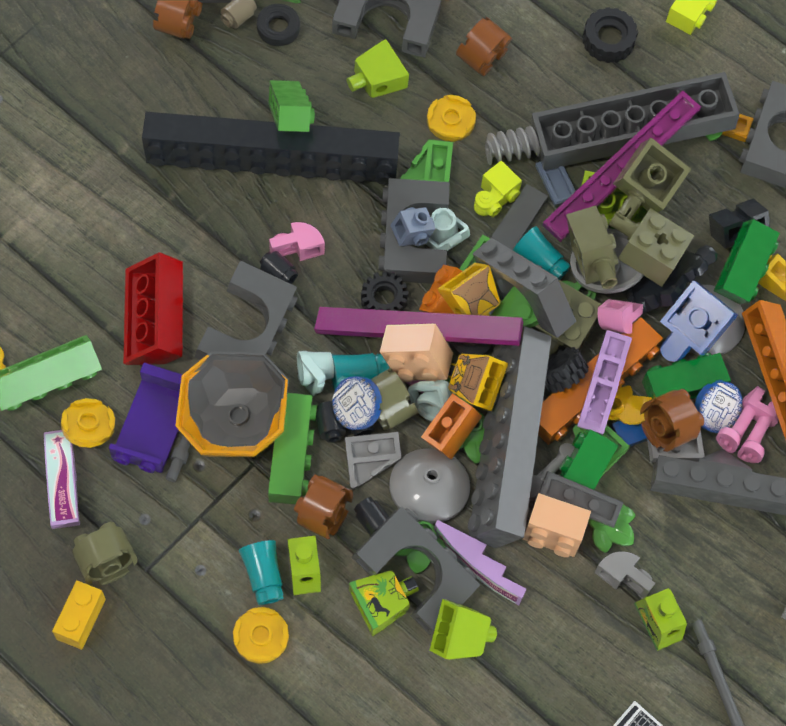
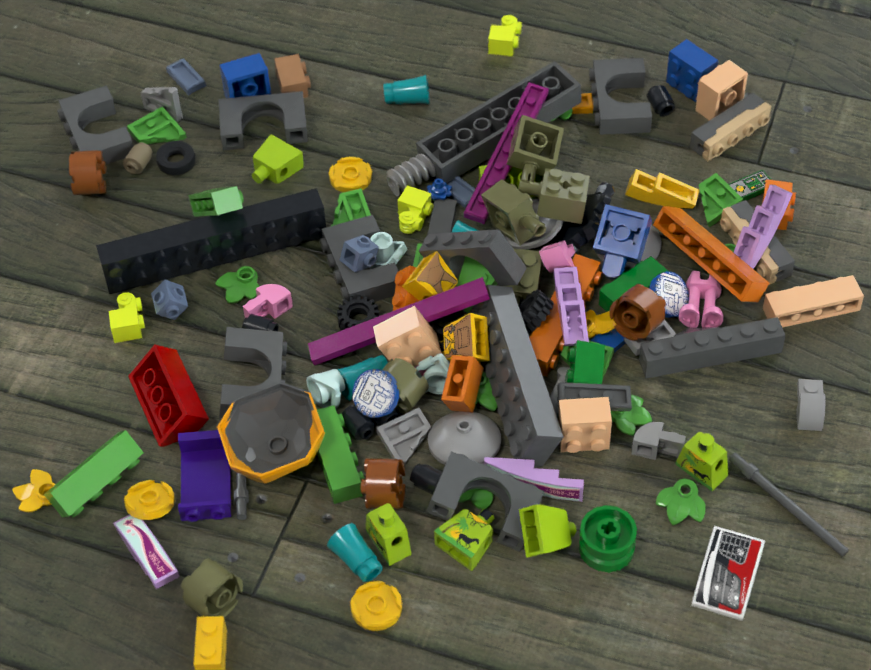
camera: 15 degrees left, 15 degrees down
(149, 207) = (126, 321): none -> neon yellow brick
(199, 199) = (169, 299): none -> sand blue brick
(277, 209) = (239, 284): none -> bright green plate
(483, 45) = (353, 113): dark orange brick -> none
(534, 177) = (439, 189): none -> blue plant
(537, 665) = (607, 538): none -> green wheel
(555, 39) = (407, 91): none -> teal plant
(612, 18) = (449, 87): black tyre -> none
(616, 655) = (680, 504): none -> bright green plate
(727, 224) = (620, 165): black brick -> none
(747, 262) = (639, 181): green brick -> none

